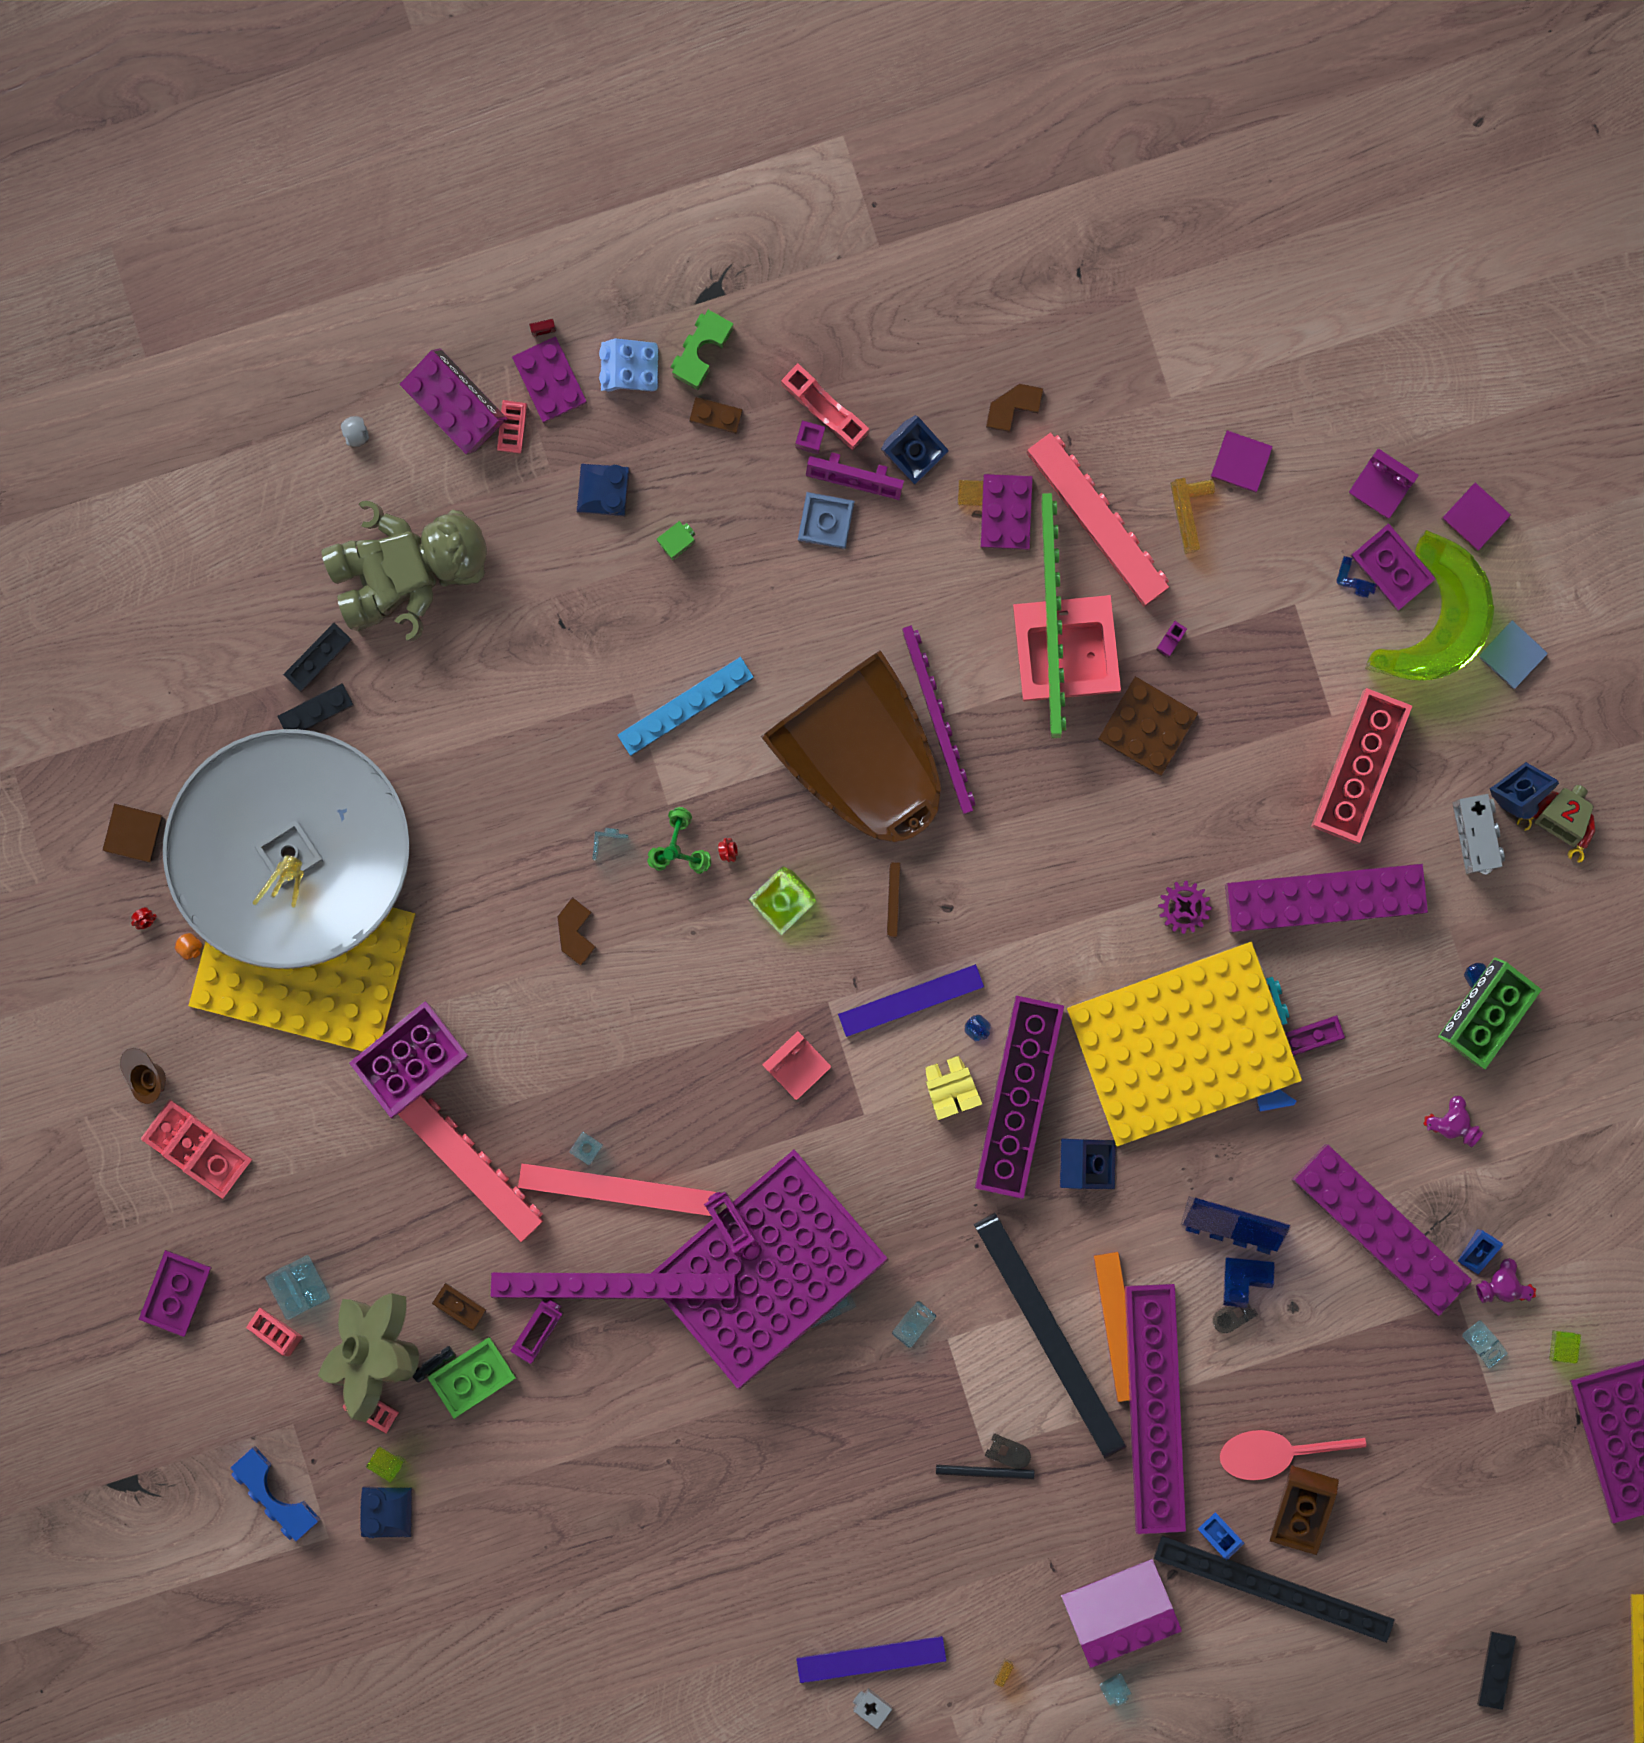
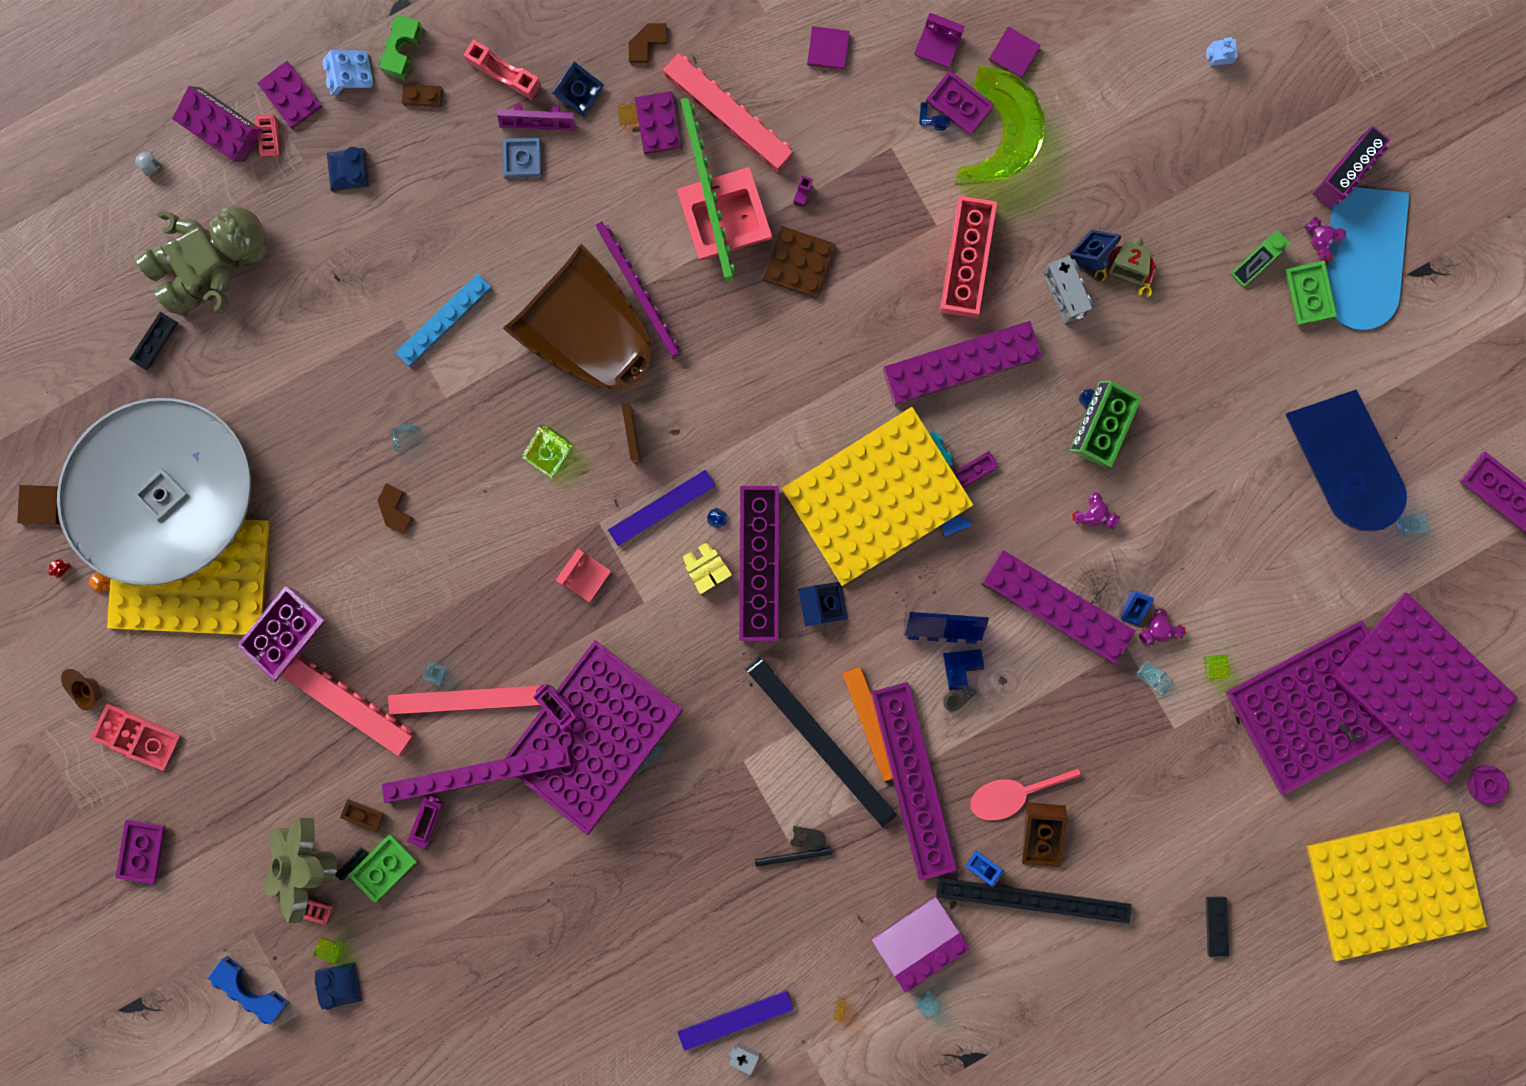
camera: 15 degrees left, 0 degrees up
(287, 870) = (158, 506): clear yellow plant -> none
(291, 1343) = (234, 871): coral slope -> none
(297, 1287) = (234, 826): clear light blue bracket -> none
(317, 709) = (162, 380): black plate -> none
(542, 327) = (275, 55): dark red tile -> none
(661, 857) = (447, 438): bright green plant -> none
(676, 539) = (409, 194): bright green brick -> none
(728, 850) = (497, 422): red plate -> none
(810, 437) = (495, 96): magenta panel -> none
(913, 1324) = (714, 755): clear light blue bracket -> none
(1181, 495) = (788, 82): clear yellow piece -> none
(1192, 900) = (848, 387): magenta gear -> none
(1512, 654) = (1064, 150): sand blue tile -> none

